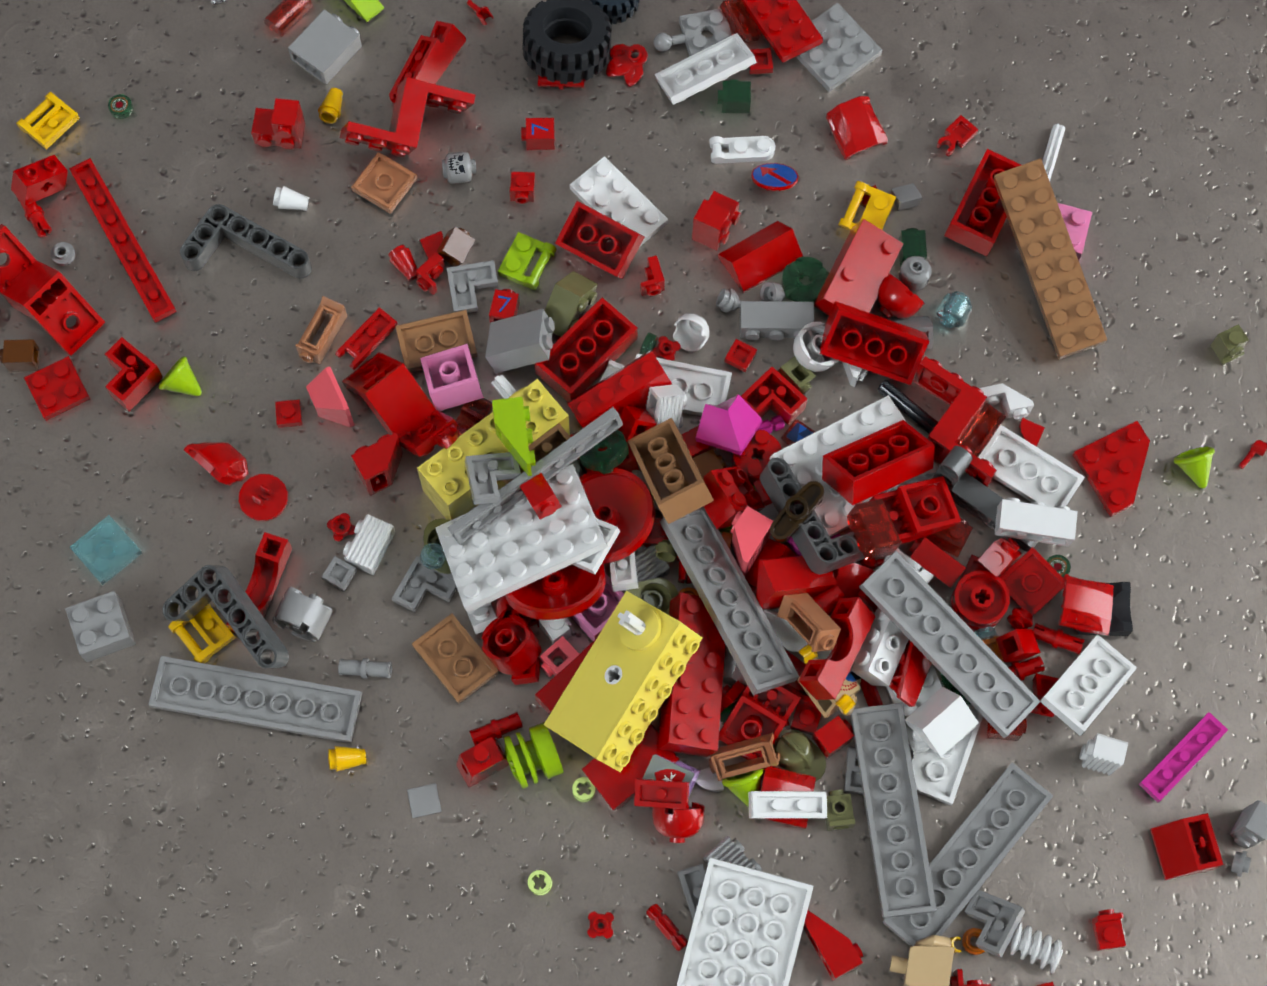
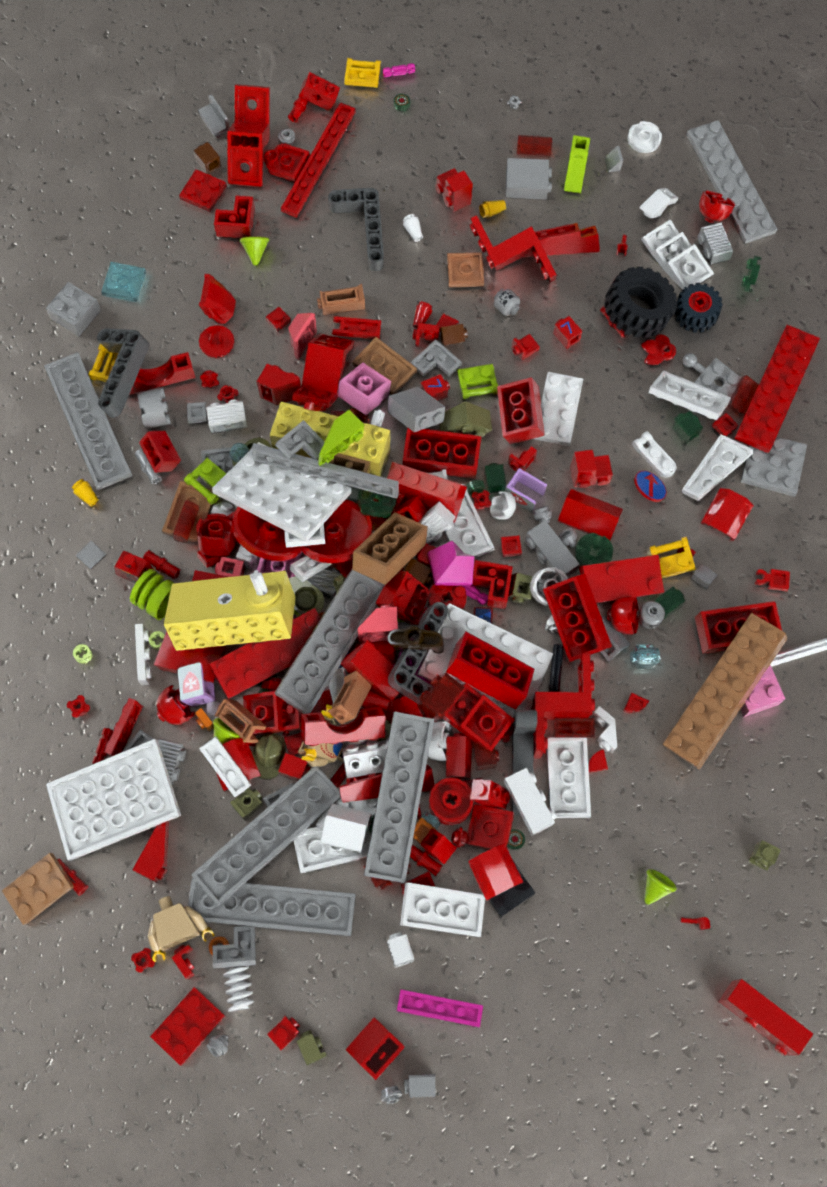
camera: 55 degrees right, 0 degrees up
(77, 82) = (398, 70): none -> dark pink axle
(96, 274) = (286, 161): none -> red plate
(308, 533) = (209, 379): none -> red plate
(360, 642) = (160, 451): none -> red brick
(437, 604) = (210, 474): none -> lime plate
(470, 668) = (185, 522): none -> clear red brick
(540, 496) = (311, 481): red brick -> none
(590, 815) = (143, 654): none -> white plate
(652, 318) = (494, 478): none -> clear green brick
(661, 793) = (177, 683): red plate -> none
(662, 890) = (123, 727): none -> red plate
(684, 287) = (529, 481): none -> lavender piece
(714, 797) = (203, 720): none -> orange plate
(798, 97) = (716, 466): none -> white wing
(994, 355) = (635, 703): none -> red tile
(1058, 638) = (463, 870): red pin -> none
(1115, 466) = (617, 833): red plate -> none
(1144, 913) = (310, 1047): none -> olive brick

